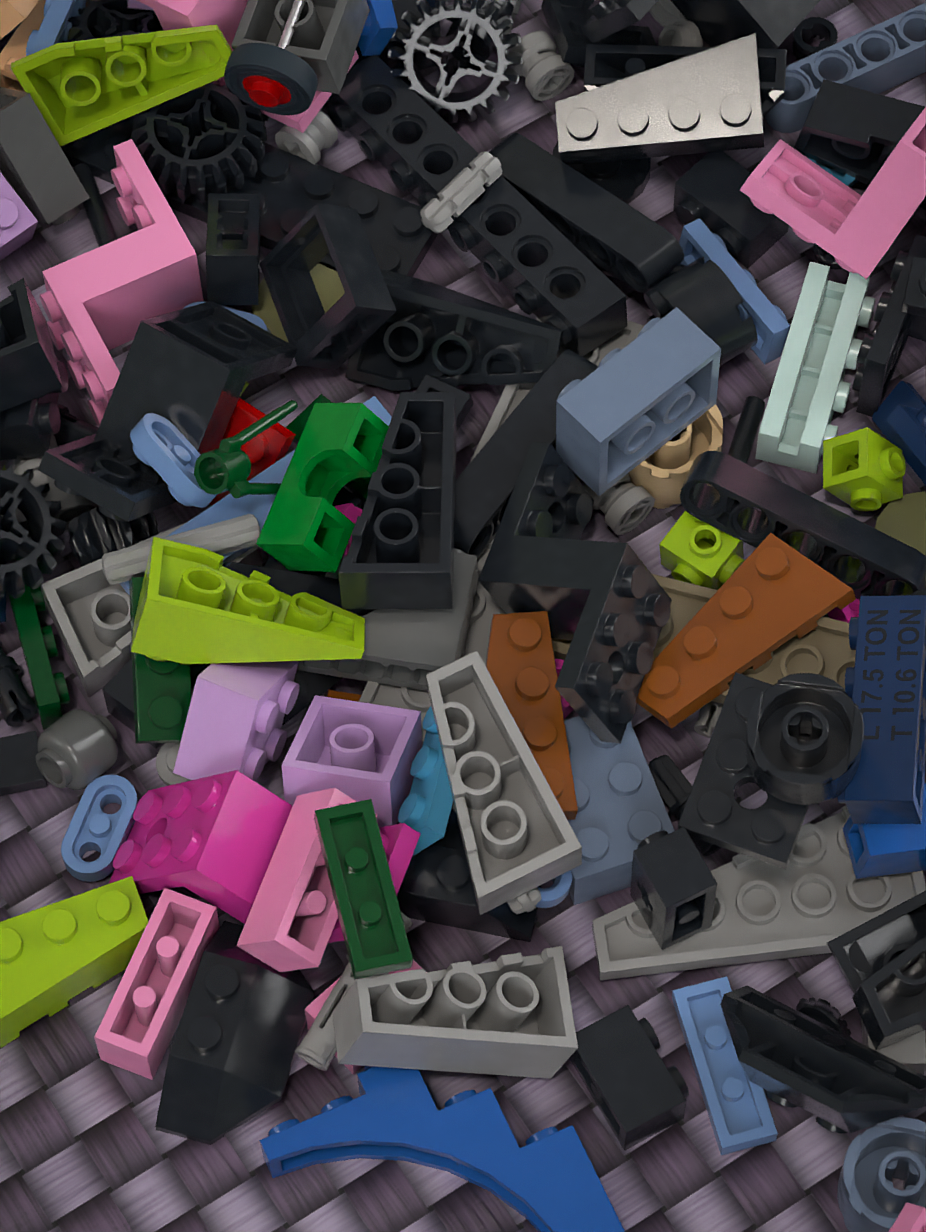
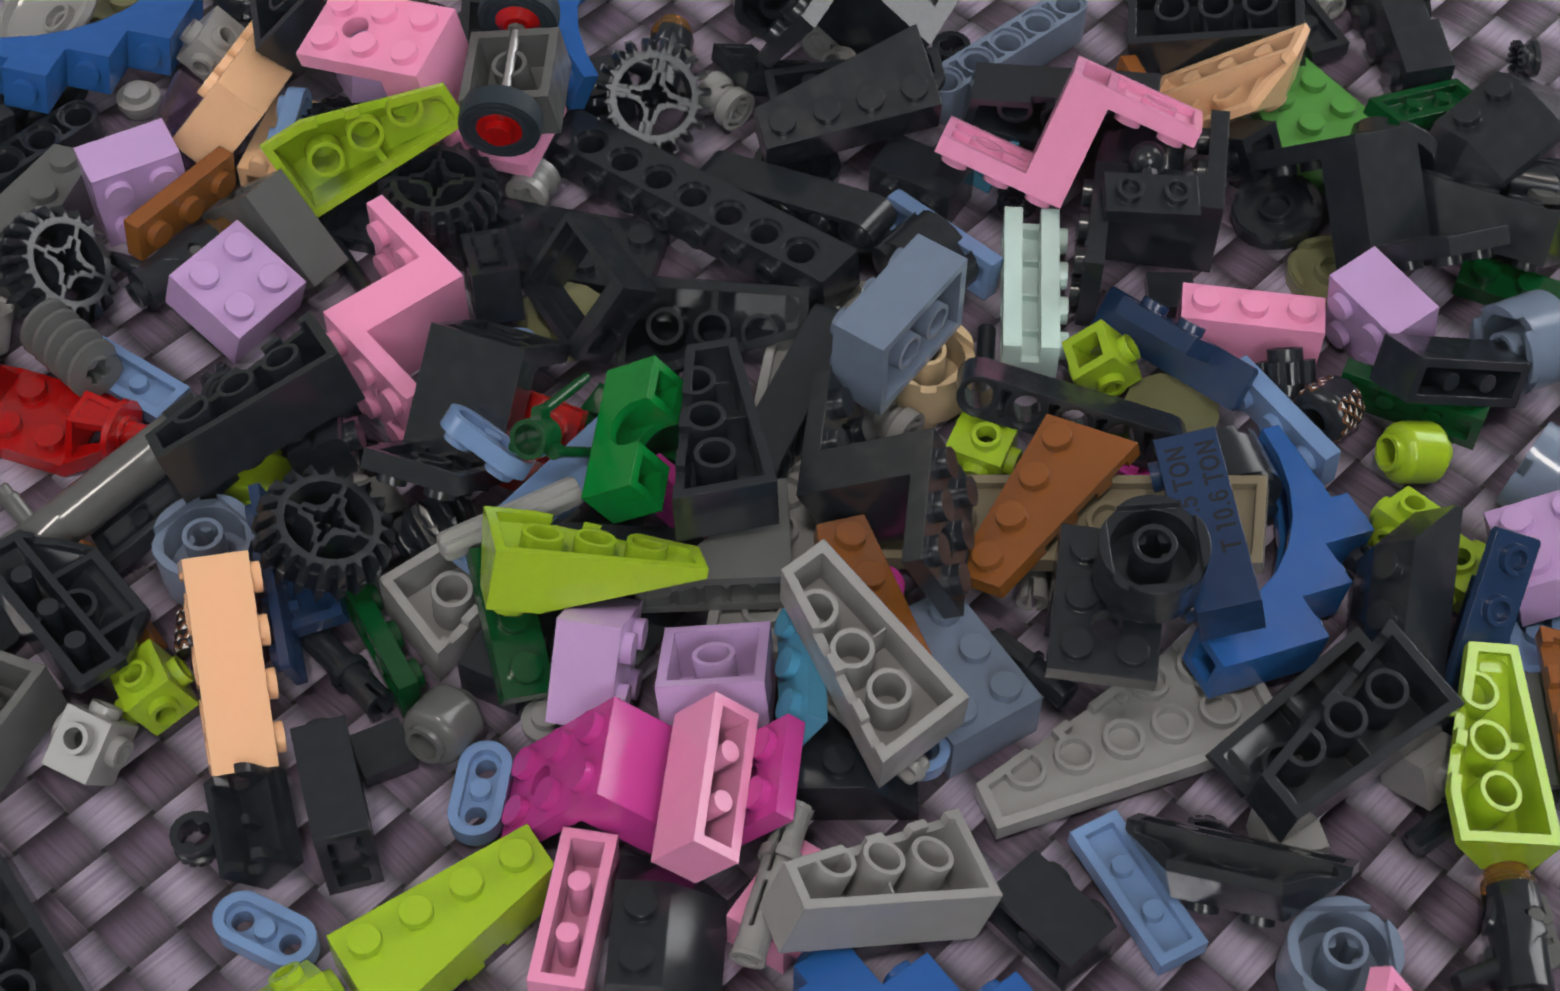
camera: 15 degrees left, 10 degrees down
(363, 889) = (769, 777): dark green plate -> none
(461, 192) = (688, 194): light grey axle -> none
(672, 886) = (1050, 730): black brick -> none

